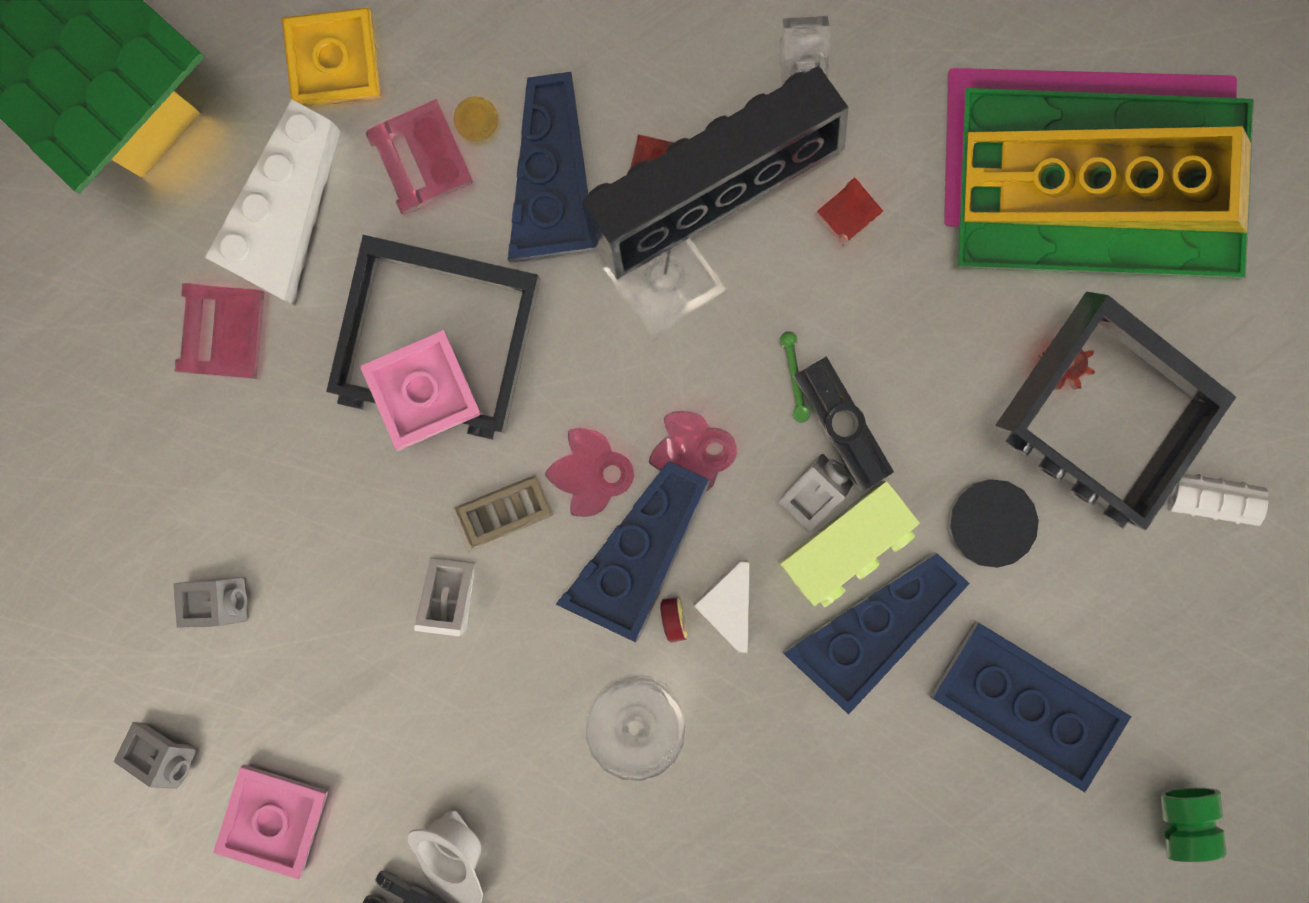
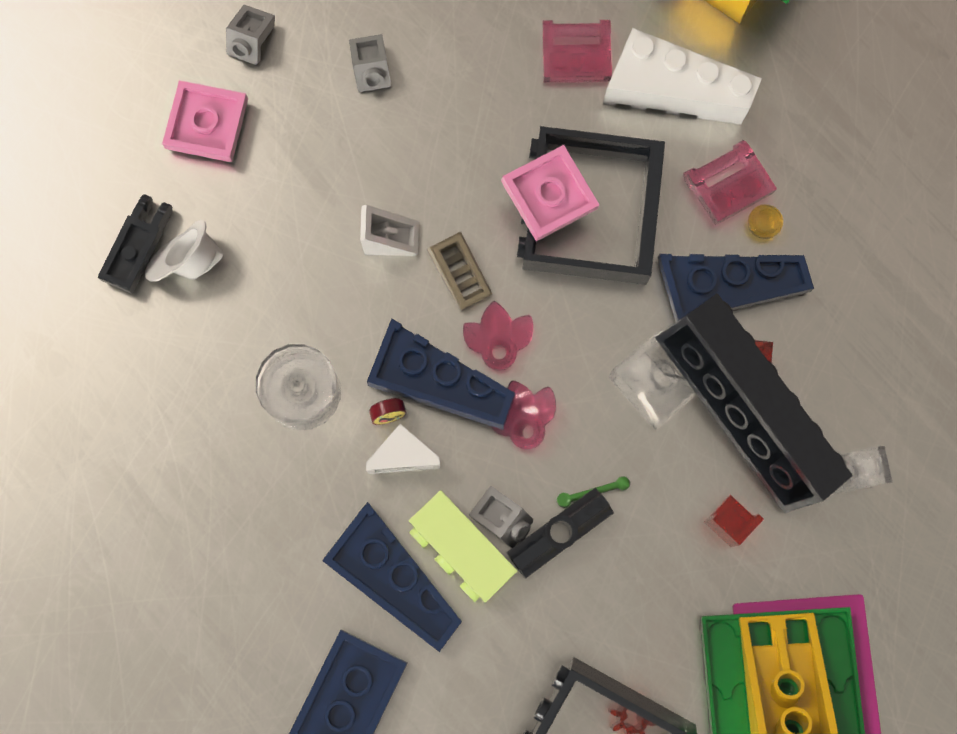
camera: 80 degrees right, 10 degrees down
(331, 57) = (796, 111): yellow tile -> none
(993, 523) = (491, 669): black tile -> none

